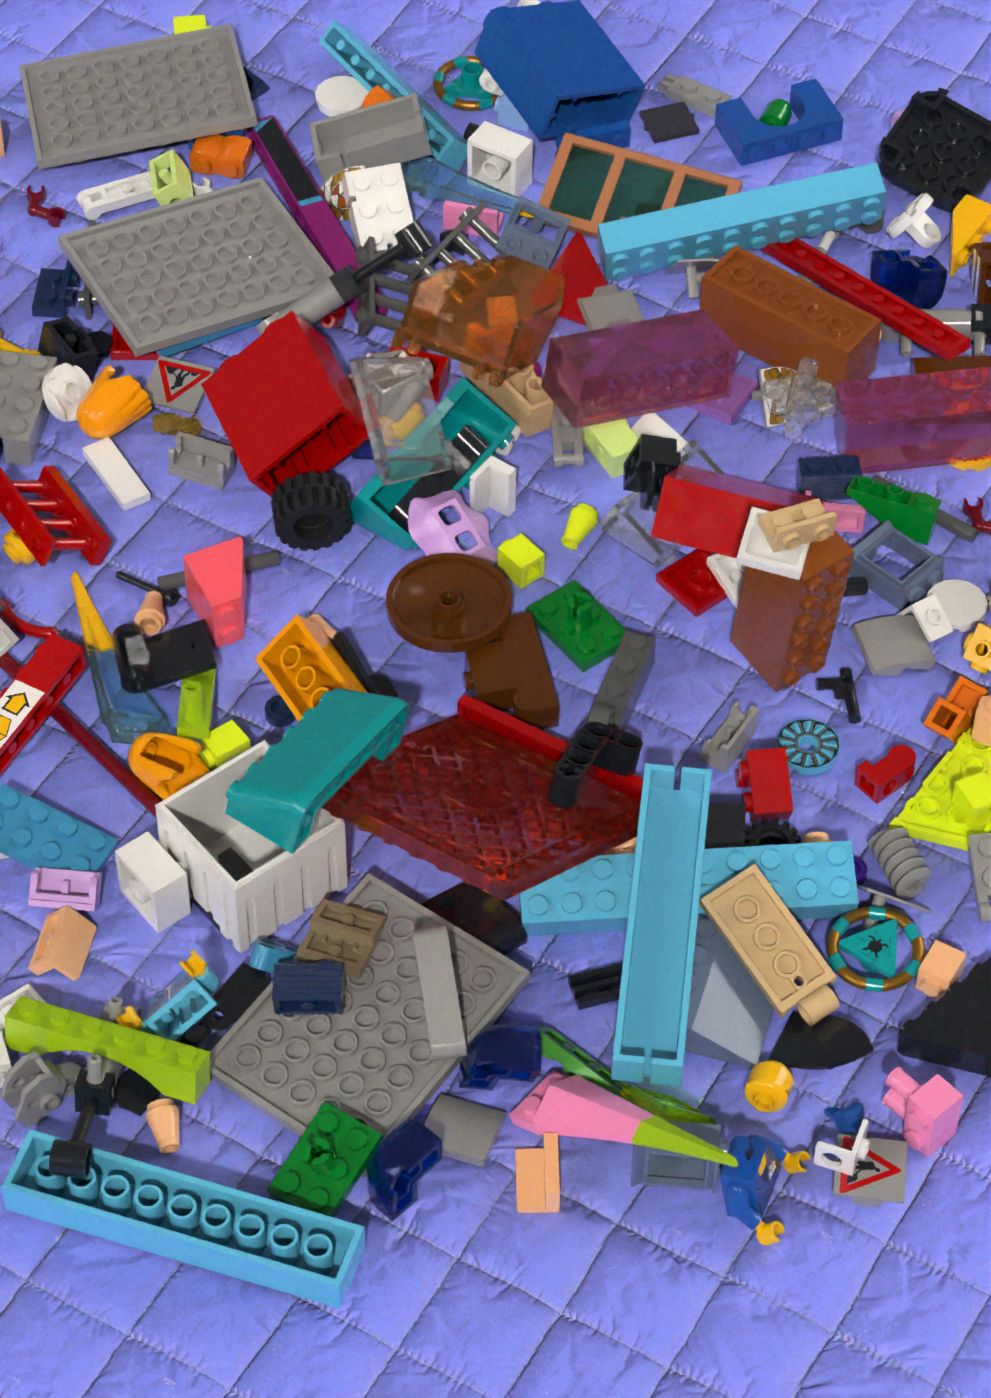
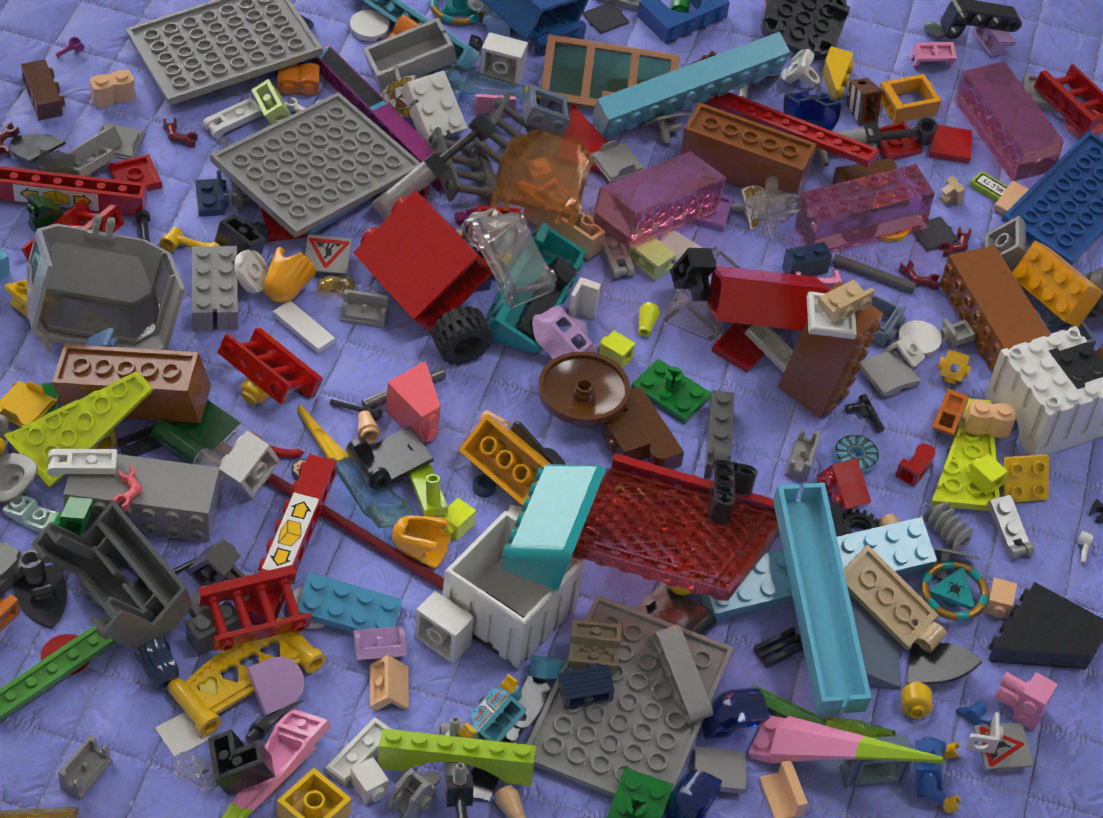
camera: 20 degrees left, 0 degrees up
(907, 511) = (865, 274): green slope -> none

